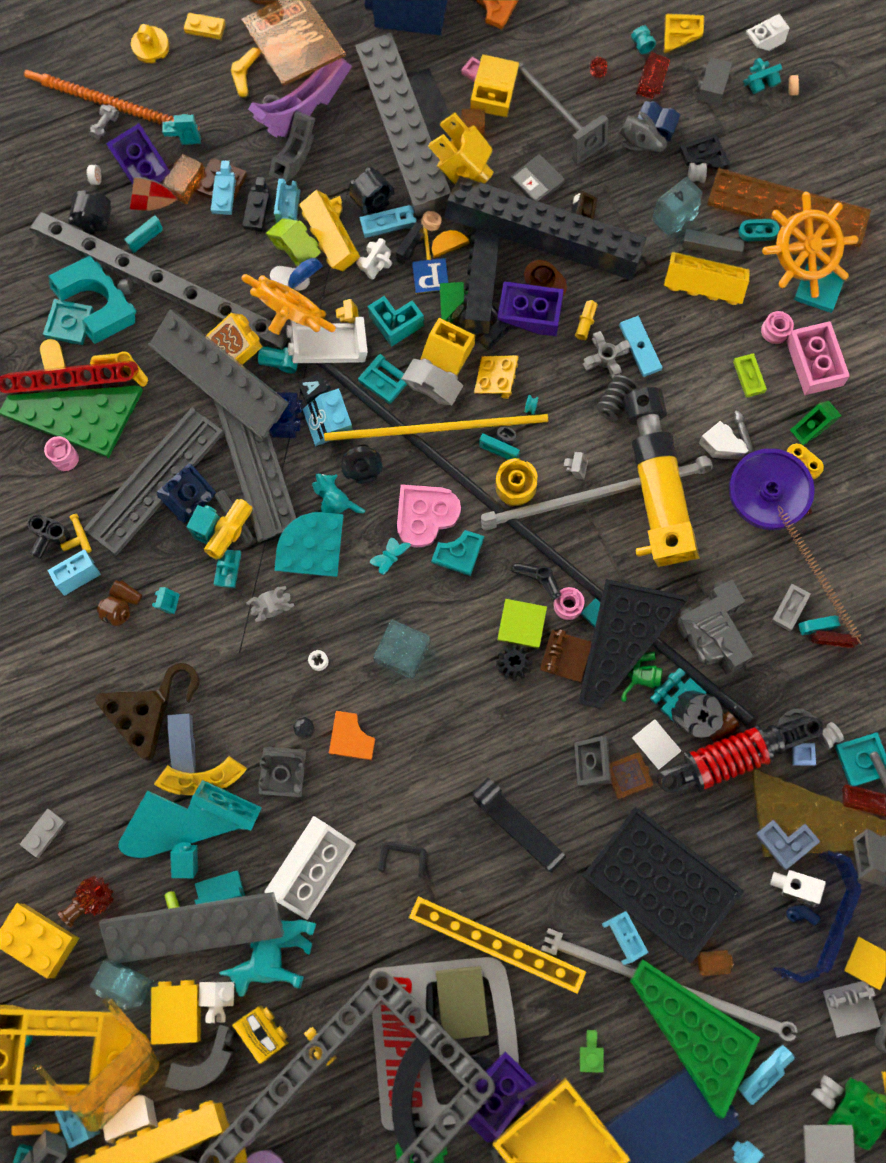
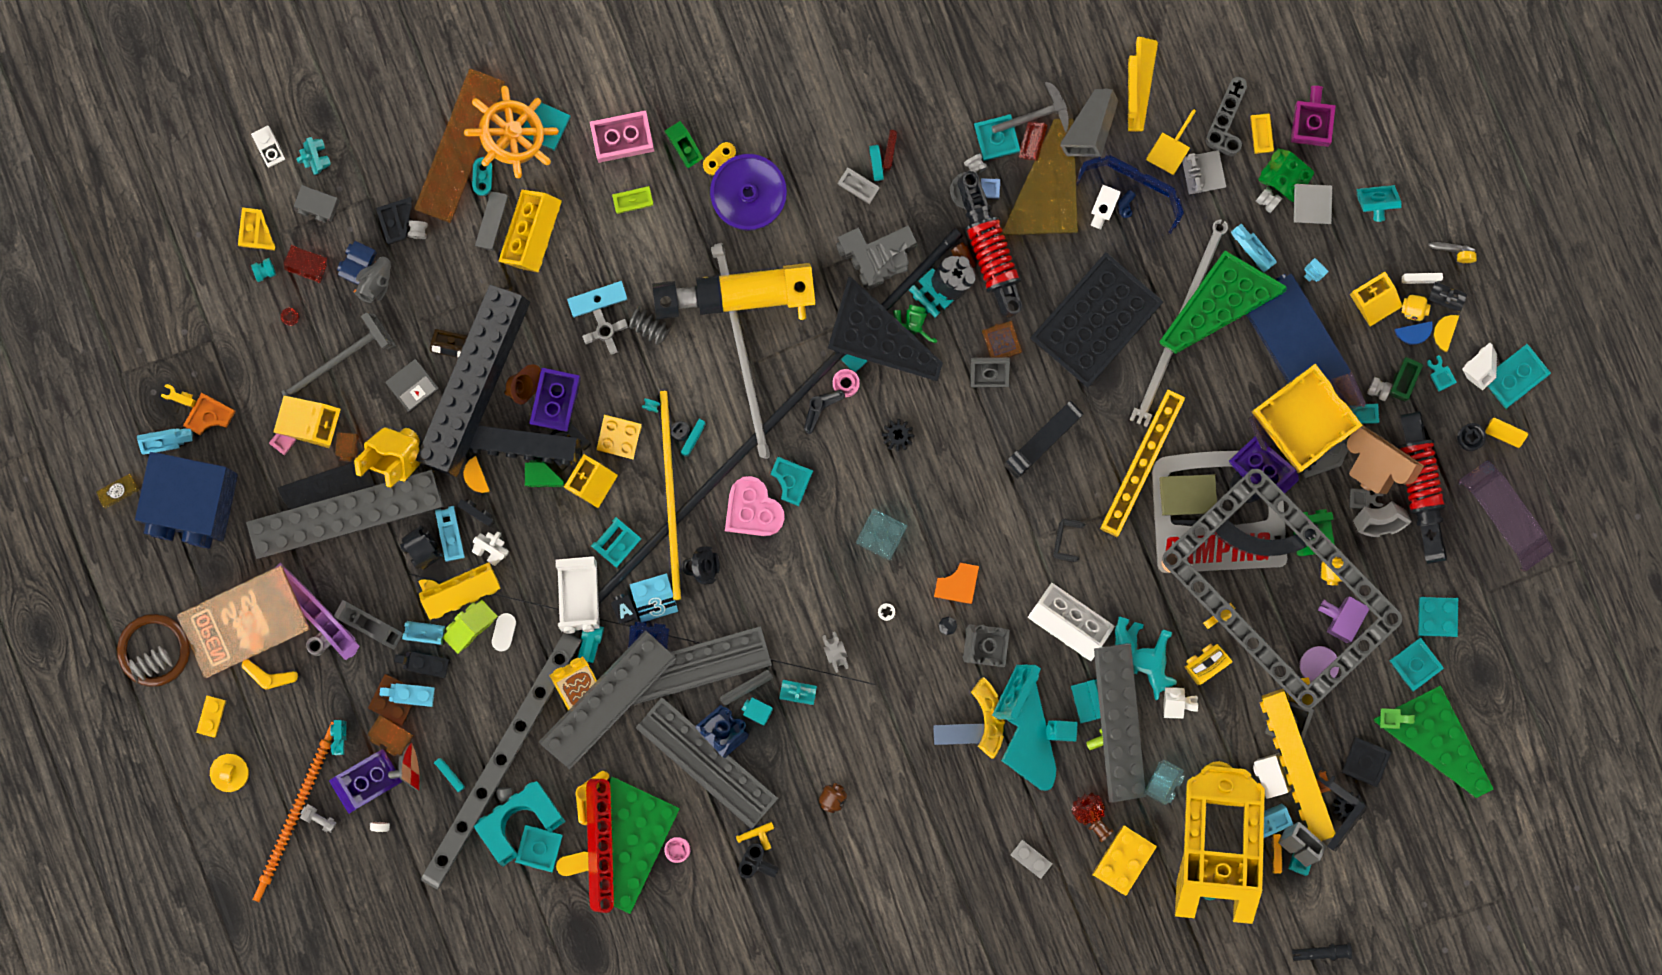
camera: 90 degrees left, 10 degrees up
(74, 572) = (793, 835): medium azure hinge -> none
(90, 212) = (426, 826): black brick -> none
(115, 1083) = (1244, 781): clear yellow windscreen -> none
(125, 592) = (815, 788): reddish brown cone -> none
(132, 702) = (919, 780): dark brown piece -> none
(166, 600) = (825, 749): teal tile -> none
(175, 1013) = (1188, 738): yellow brick -> none
(191, 1077) = (1239, 717): dark grey arch -> none
(228, 529) = (763, 689): yellow piece -> none
(287, 304) = (546, 628): light orange piece -> none
(304, 271) = (503, 616): blue tile -> none
(311, 545) = (779, 615): teal plate -> none
(333, 498) = (735, 593): teal animal -> none
(348, 312) = (547, 574): yellow tile -> none
(388, 557) = (792, 544): teal piece -> none
(395, 324) = (563, 532): teal brick -> none
(429, 273) = (507, 495): blue piece -> none
(431, 220) = (451, 491): light nougat tile -> none
(432, 381) = (624, 497): light grey brick -> none
(518, 471) = (733, 413): yellow brick -> none
(522, 623) = (862, 426): lime tile -> none
(565, 656) = (893, 389): reddish brown hinge -> none
(577, 465) = (714, 366): light grey tile -> none
(586, 320) = (566, 348): yellow axle -> none
(591, 1056) = (1235, 390): bright green plate -> none
(627, 937) = (1140, 353): medium azure hinge -> none
(656, 744) = (975, 315): white sticker -> none
(677, 206) = (456, 251): clear light blue brick -> none
(714, 962) = (1163, 282): clear orange brick -> none
(722, 443) = (699, 233): white slope -> none
(739, 420) = (689, 211): flat silver piece -> none
(780, 320) = (586, 161): bright pink wheel -> none
(784, 848) = (1072, 212): sand blue plate -> none
(793, 85) = (324, 126): light nougat tile -> none
(820, 577) = (860, 147): medium nougat piece -> none

